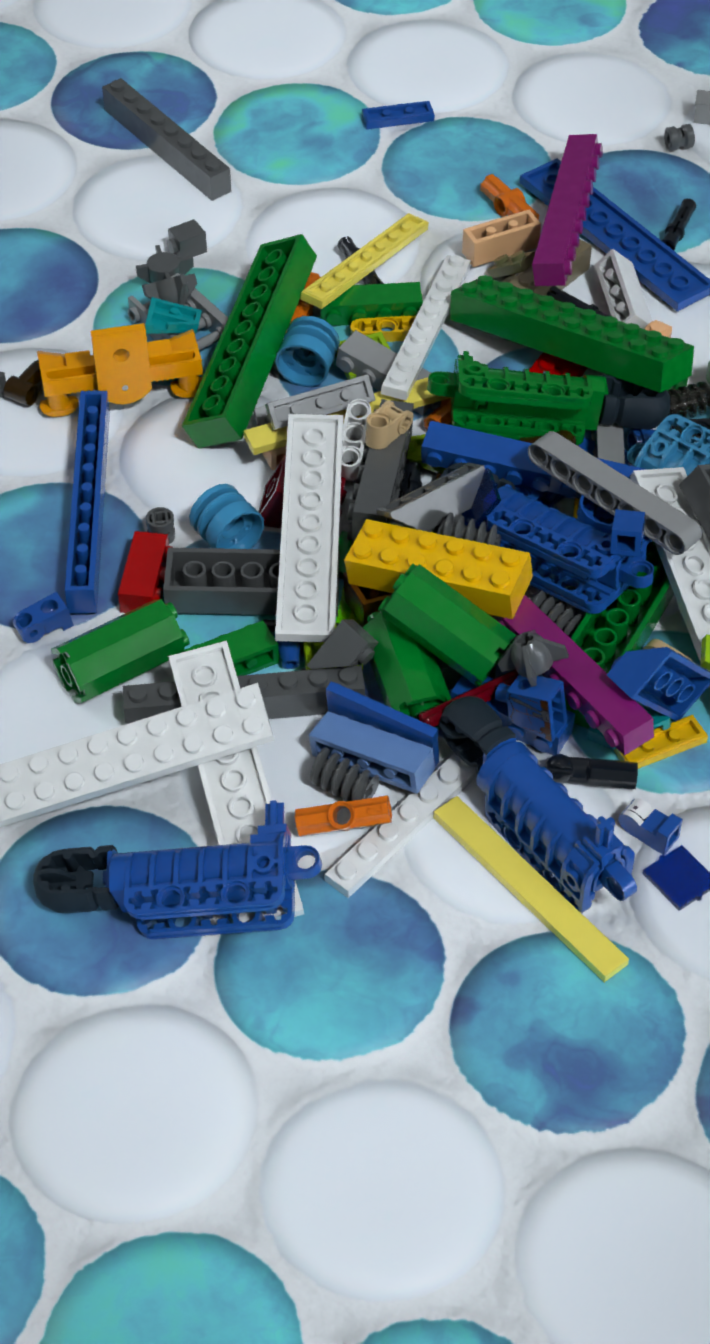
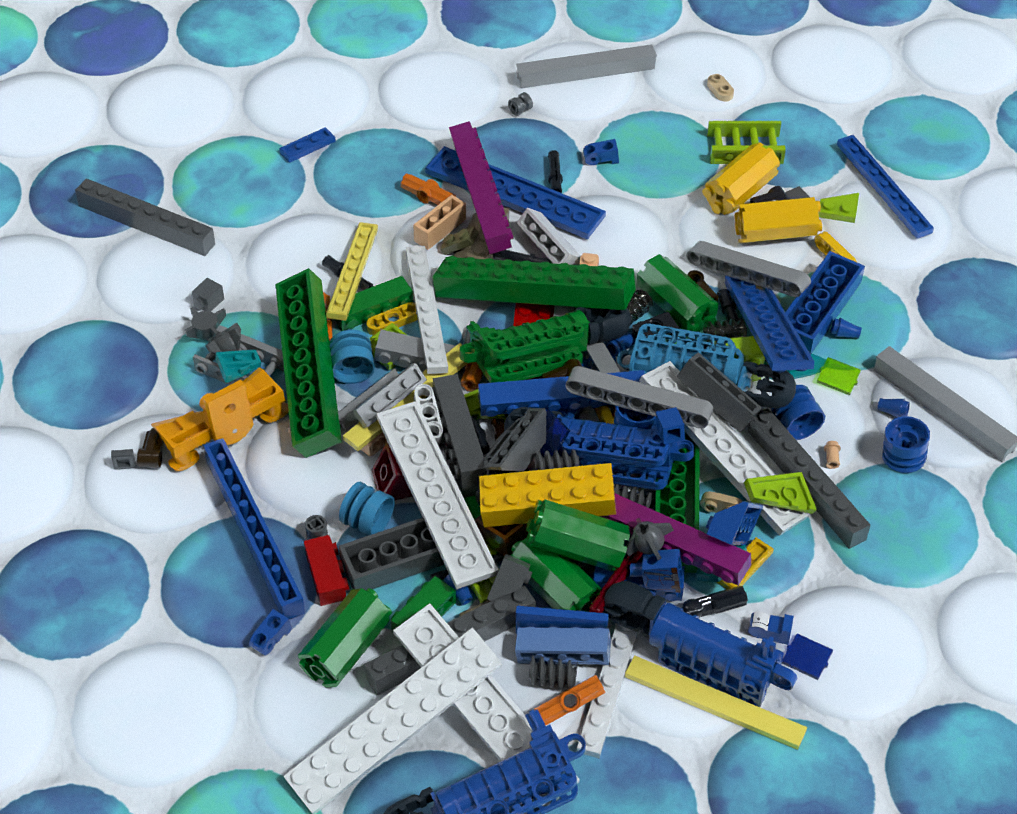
camera: 25 degrees left, 0 degrees up
(386, 425) = (451, 398): tan piece -> none

